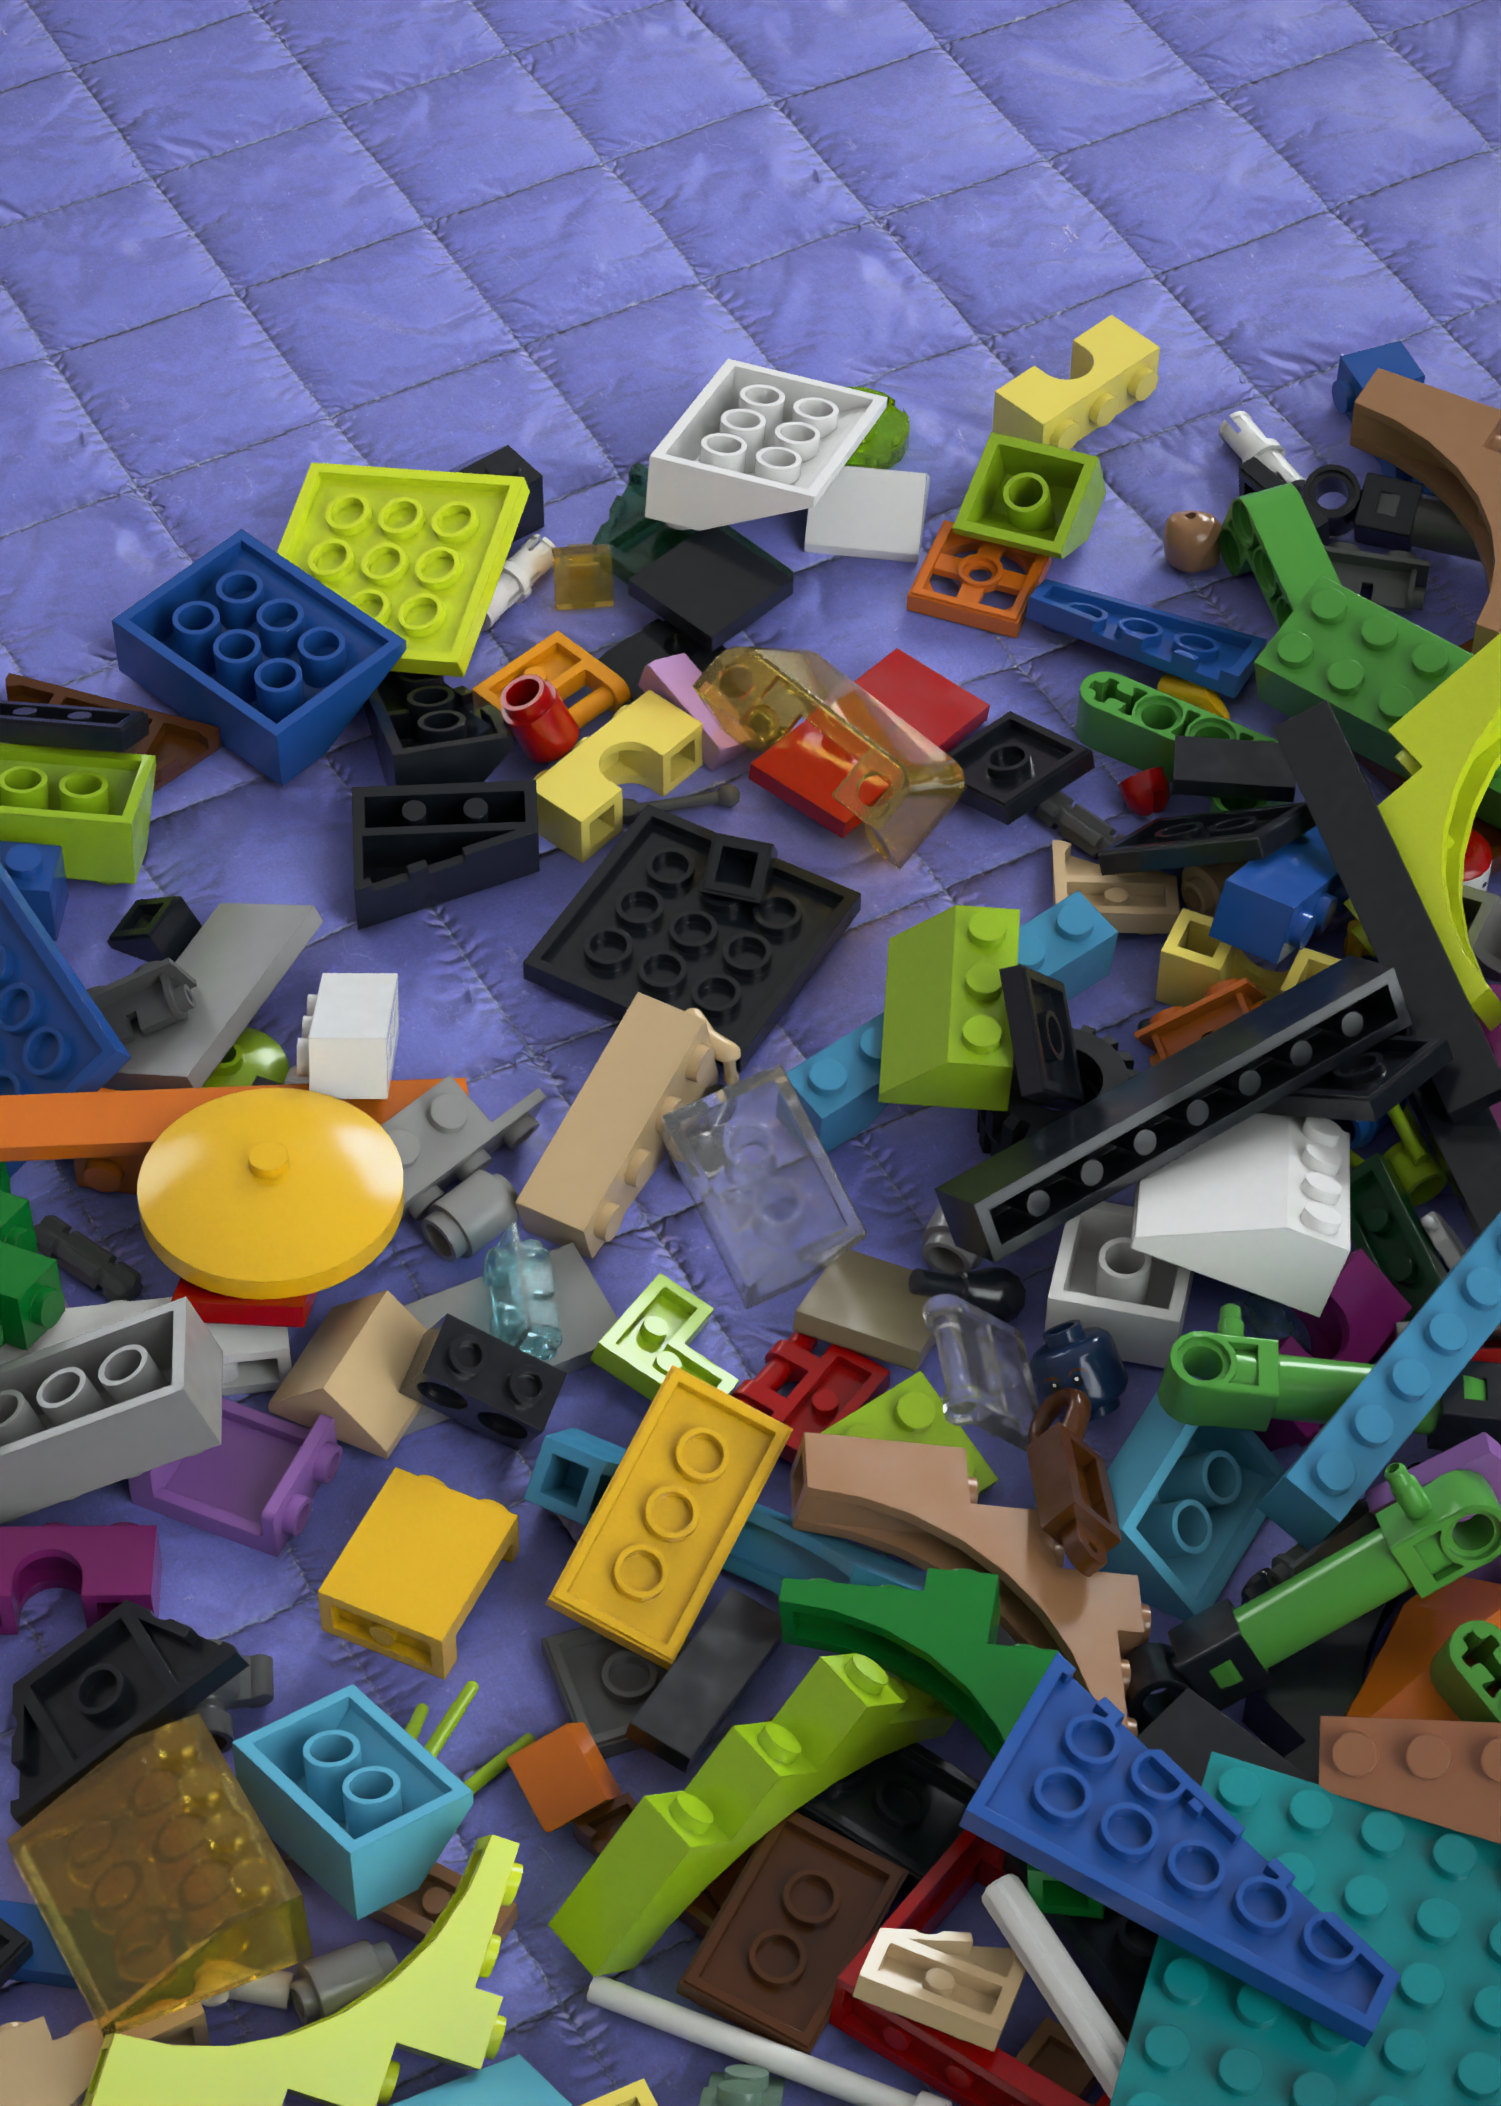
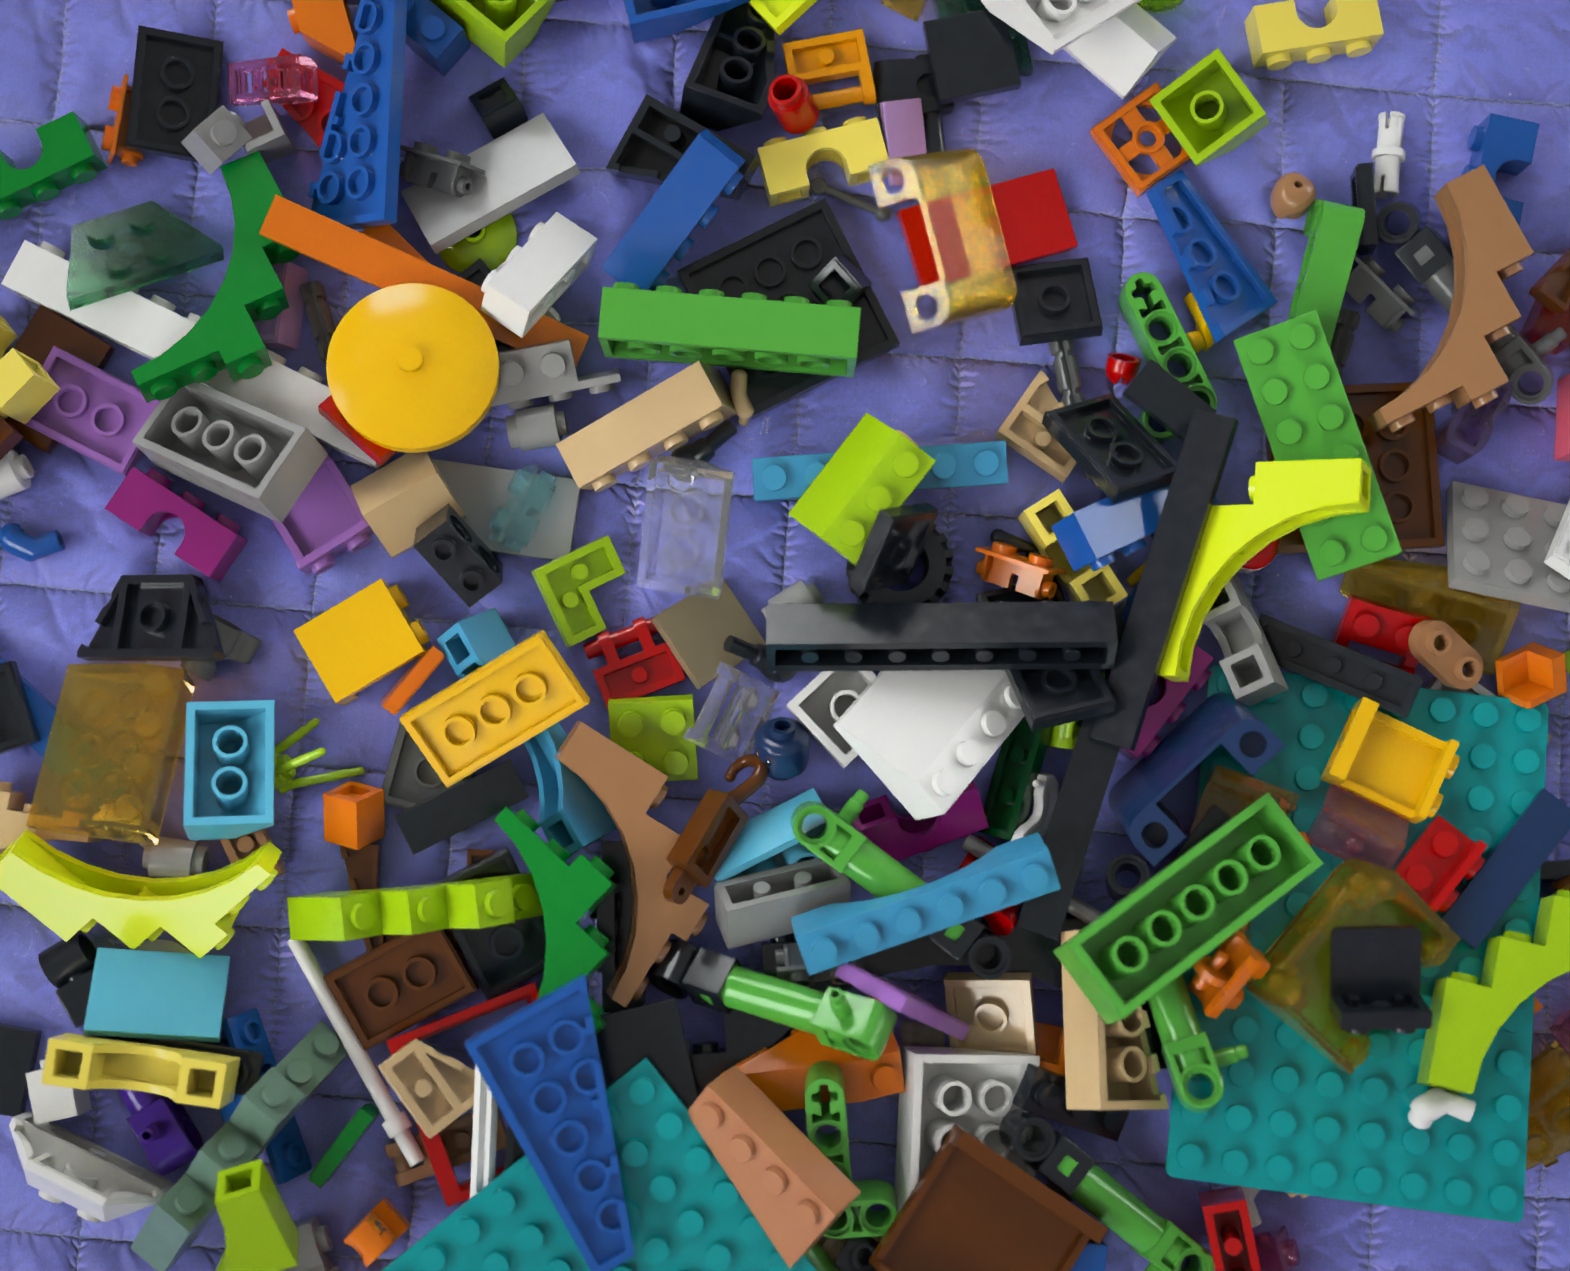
camera: 30 degrees right, 35 degrees up
(481, 887) = (674, 213): none -> blue brick
(523, 1575) = (412, 680): none -> orange tile
(675, 939) = (729, 330): none -> bright green brick
(1214, 1530) = (763, 902): none -> light grey brick

